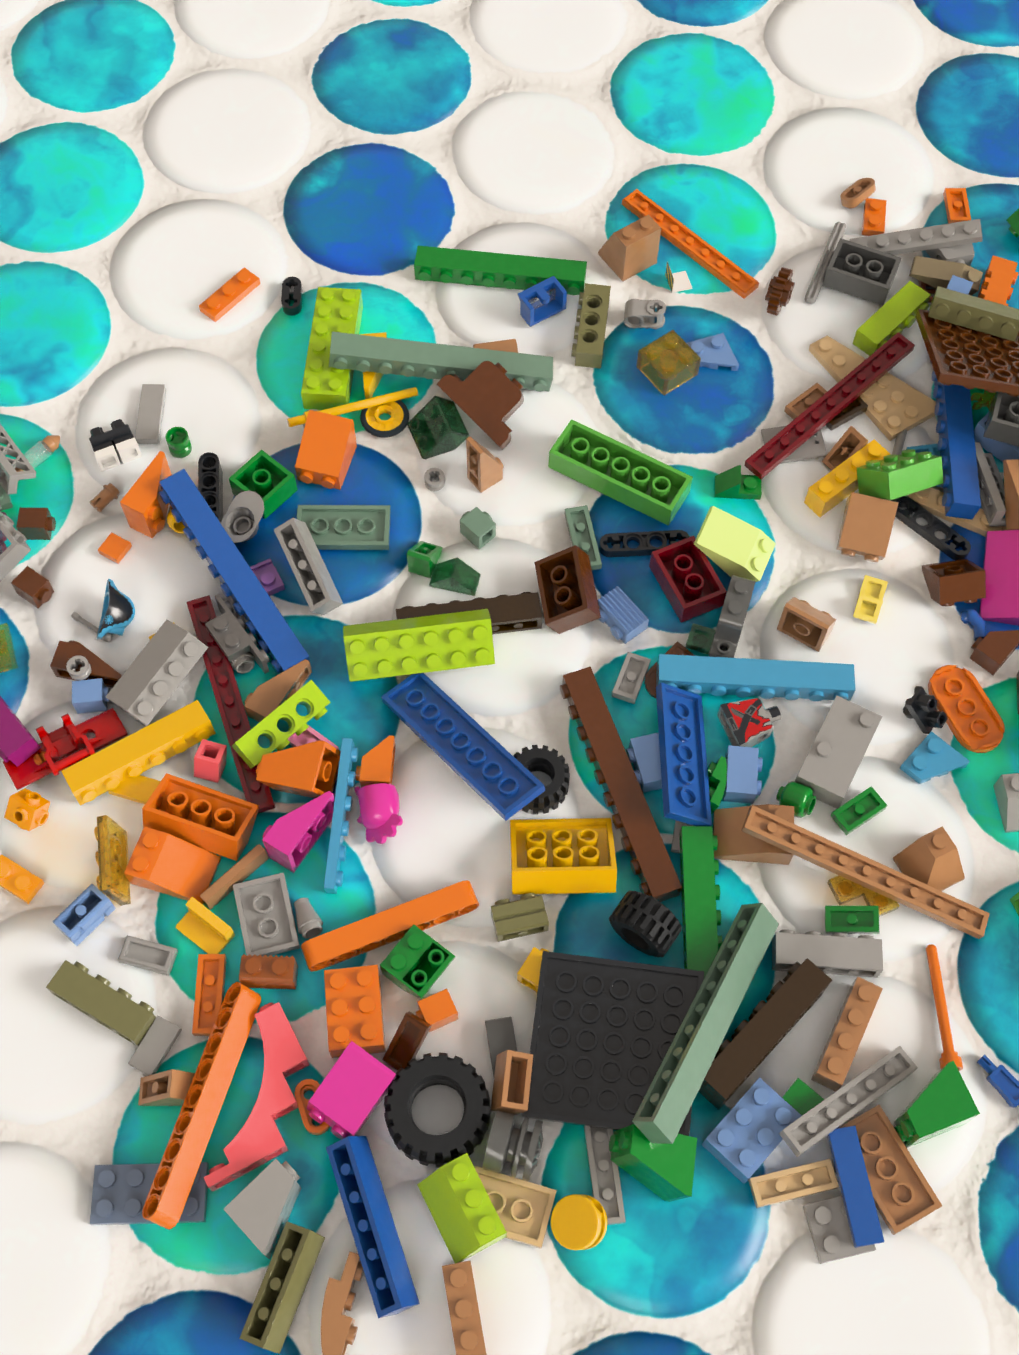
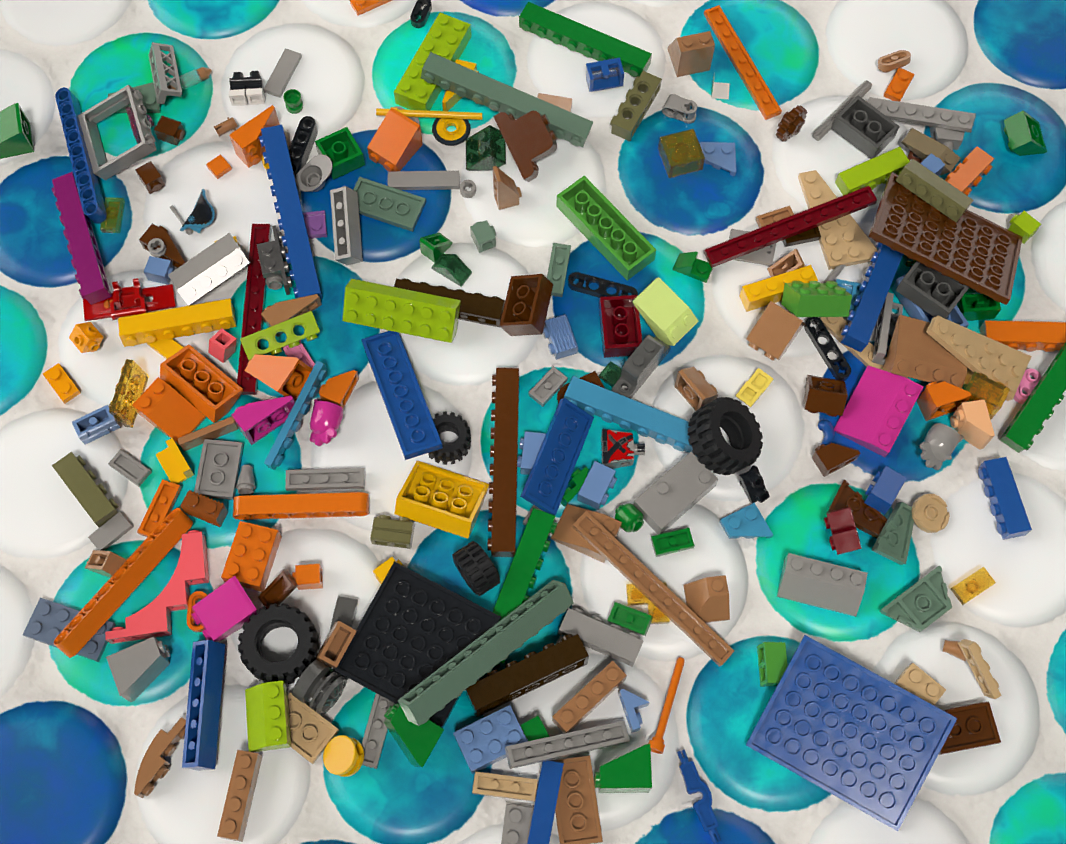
camera: 20 degrees right, 5 degrees up
(282, 1288) = (128, 724): olive brick -> none
(377, 485) = (424, 180): none -> light grey tile
(406, 882) = (325, 479): none -> light grey plate
(416, 962) = (306, 537): green slope -> none
(870, 663) = (710, 444): none -> black tyre
(896, 1023) = (630, 703): none -> medium blue slope
(956, 205) = (970, 96): orange plate -> none
(967, 709) = (790, 495): orange tile -> none

